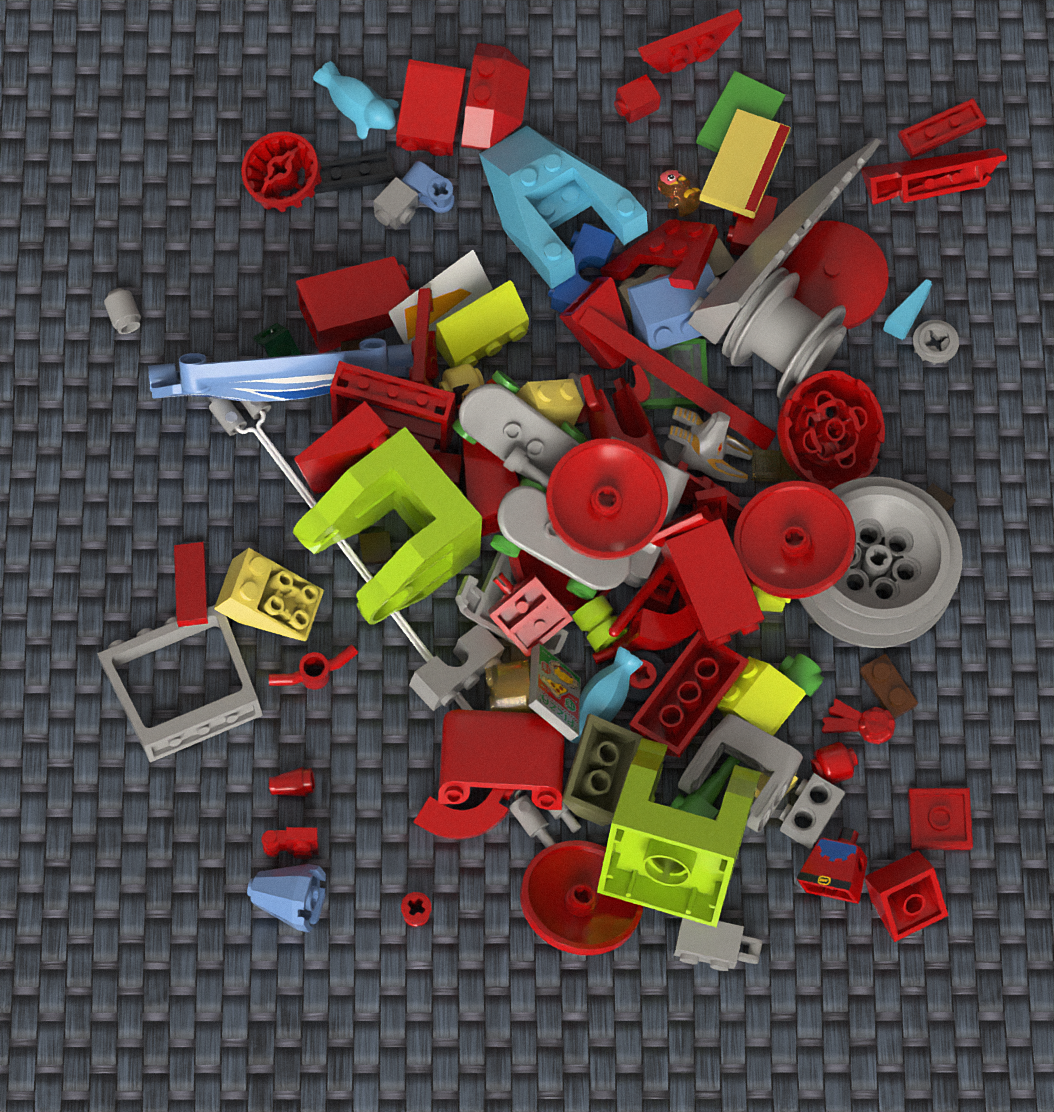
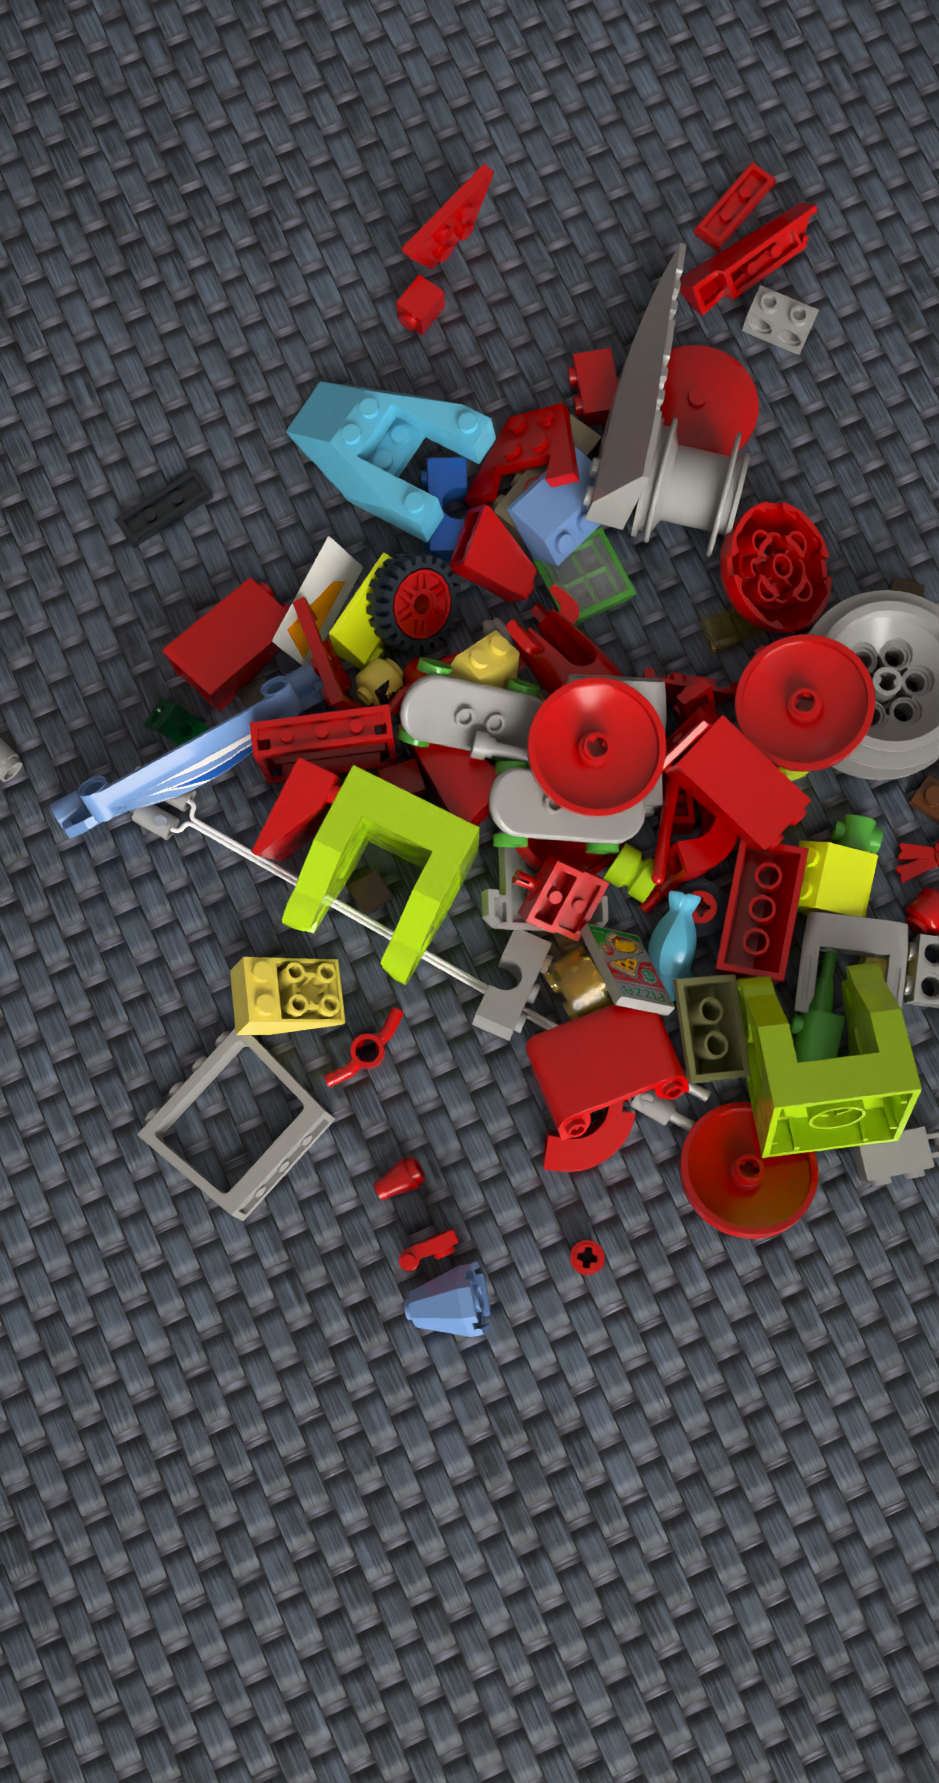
camera: 20 degrees left, 10 degrees up
(191, 584) = (200, 1017): red tile -> none
(273, 156) = (73, 534): red gear -> none
(357, 100) = (136, 428): medium azure animal -> none
(396, 204) = (226, 521): light grey brick -> none
(428, 185) = (245, 489): medium blue piece -> none
(431, 108) = (215, 403): red slope -> none
(494, 97) = (275, 365): red wedge -> none
(499, 324) = (396, 616): none -> wheel
(675, 377) = (593, 581): red sticker -> none
(679, 190) = (503, 381): clear orange animal -> none
(705, 445) = (655, 640): light grey piece -> none
(740, 94) = (532, 282): bright green tile -> none
(745, 163) = (561, 326): light yellow tile -> none
(904, 315) = (790, 416): medium azure slope -> none
(933, 235) = (780, 320): none -> light grey brick
(938, 330) = (827, 417): light grey gear -> none

